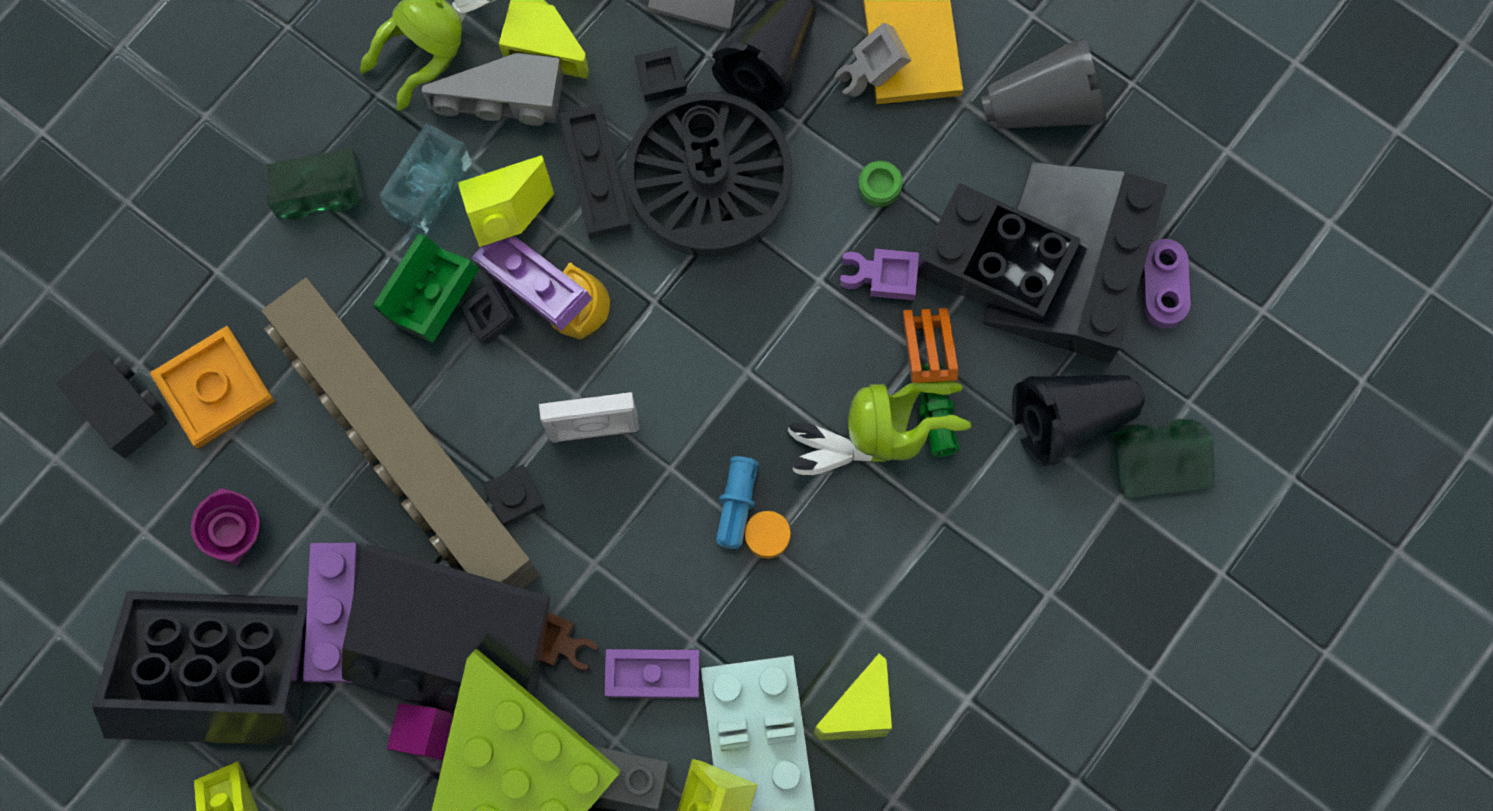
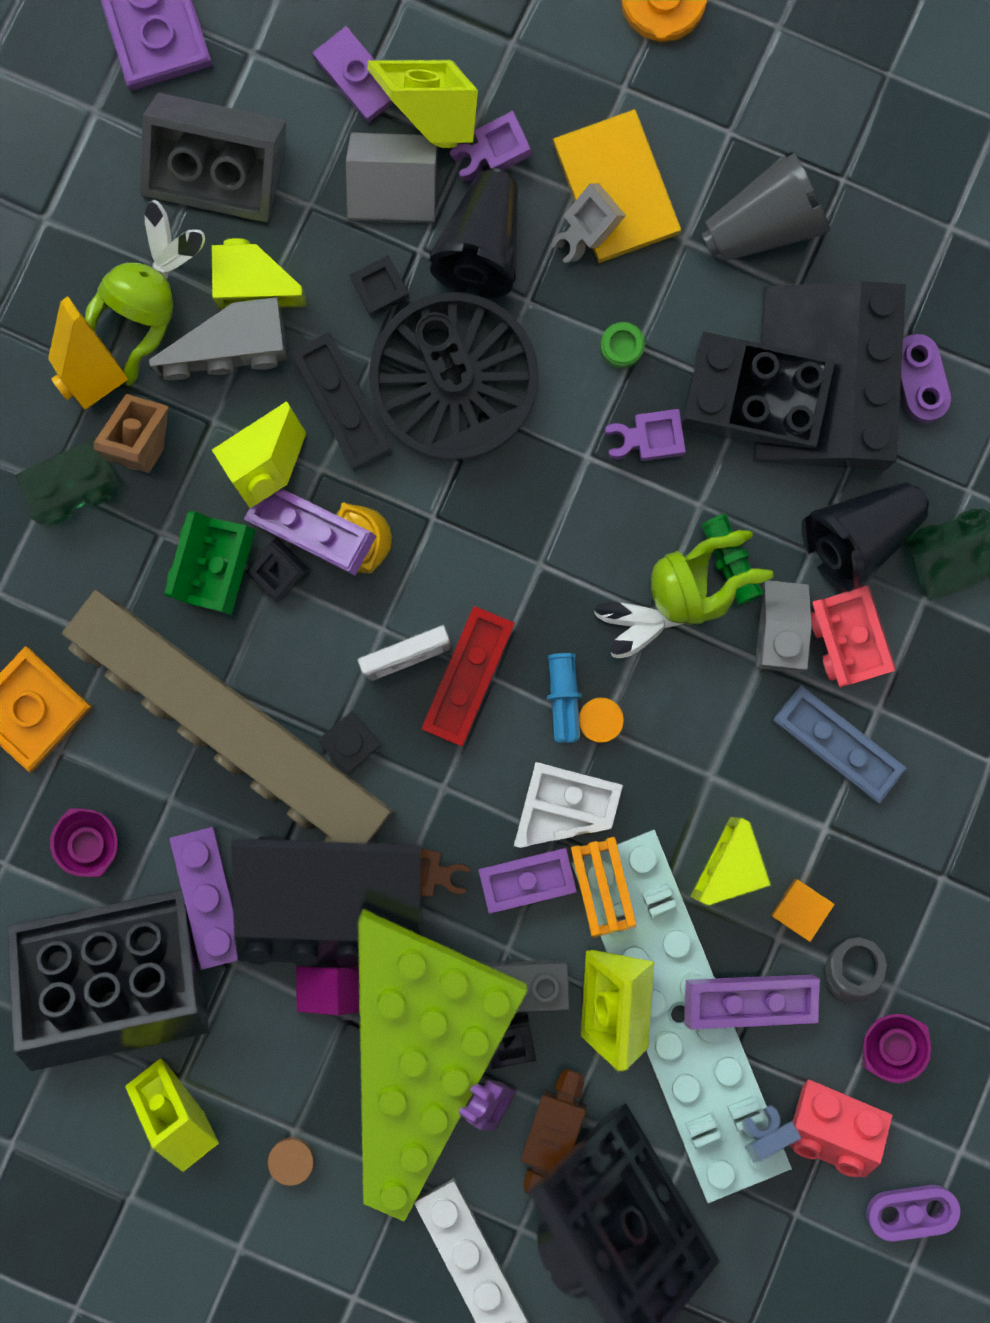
camera: 15 degrees left, 10 degrees up
(359, 71) = (81, 359): none -> yellow slope
(381, 147) = (134, 434): none -> medium nougat slope
(425, 178) = (178, 452): clear light blue brick -> none
(646, 459) = (468, 676): none -> red plate
(709, 609) = (565, 805): none -> white wing
(726, 658) = (594, 849): none -> light orange tile
(923, 775) = (802, 910): none -> light orange tile
(929, 322) = (702, 474): orange tile -> none
(971, 489) = (784, 627): none -> light grey slope
(1001, 618) = (839, 744): none -> sand blue tile
(1038, 513) = (852, 637): none -> coral bracket

